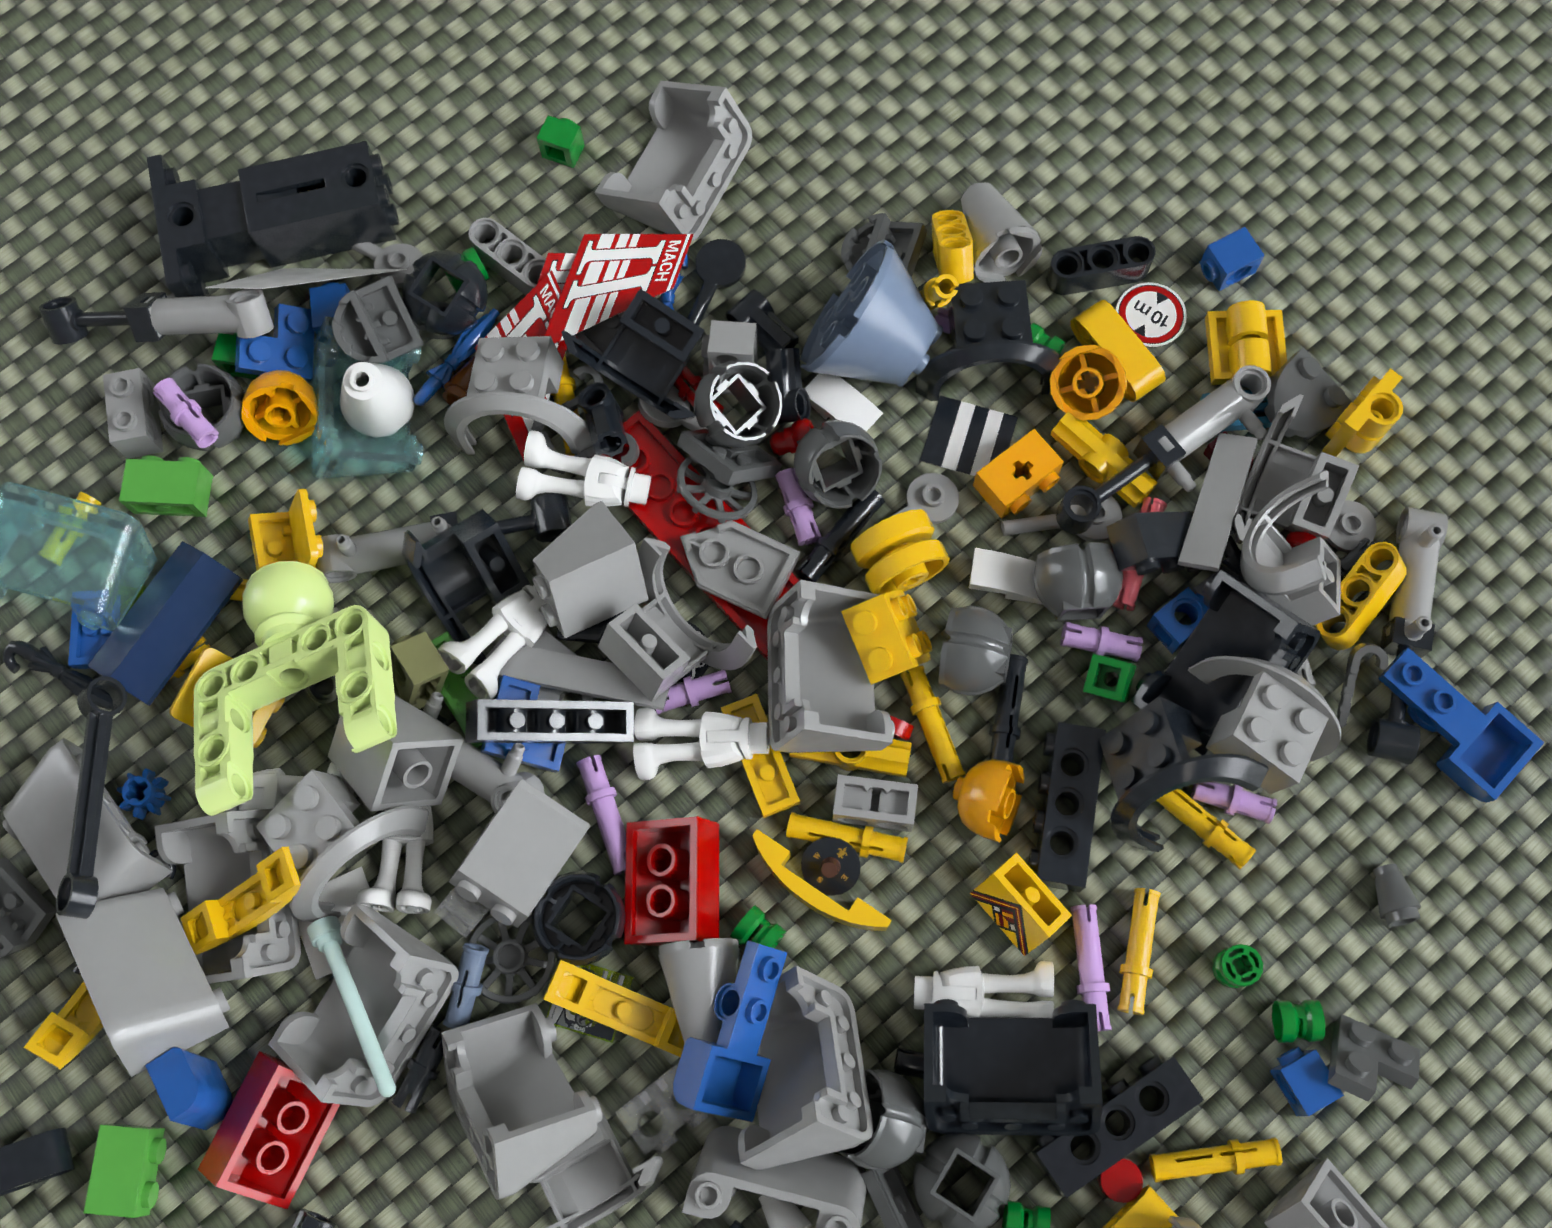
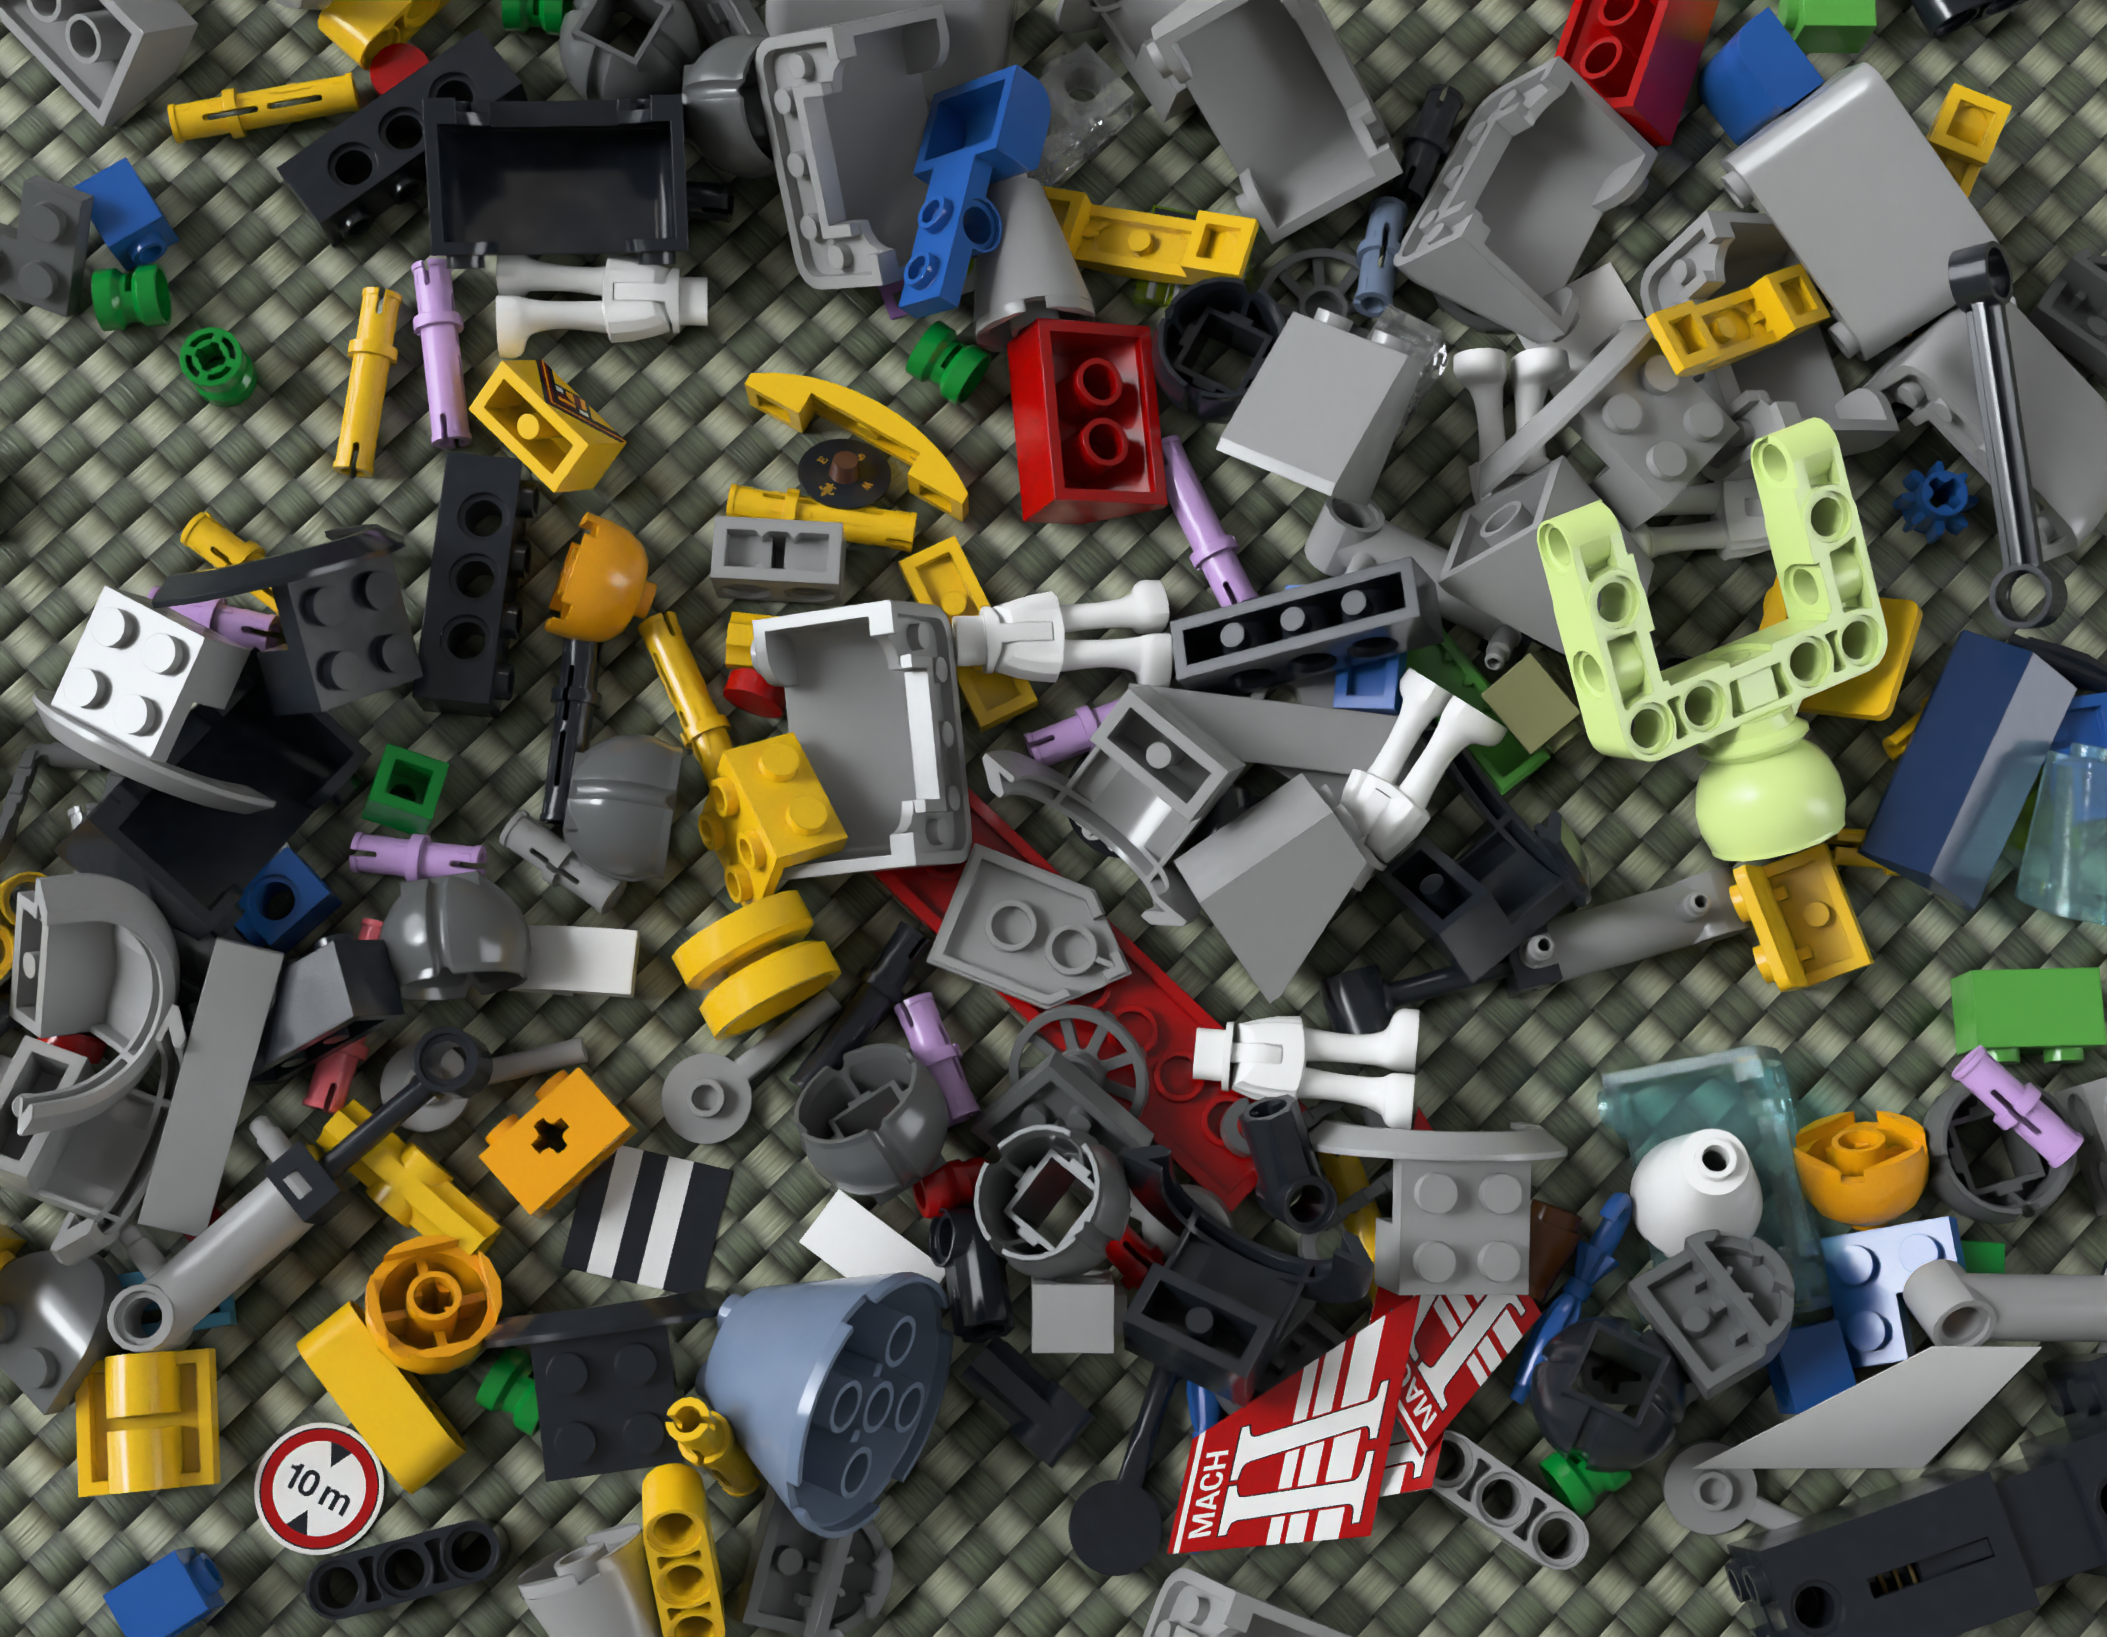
camera: 165 degrees right, 5 degrees up
(326, 937) = (1601, 307): light aqua piece -> none
(1023, 639) = (560, 862): none -> light grey pin

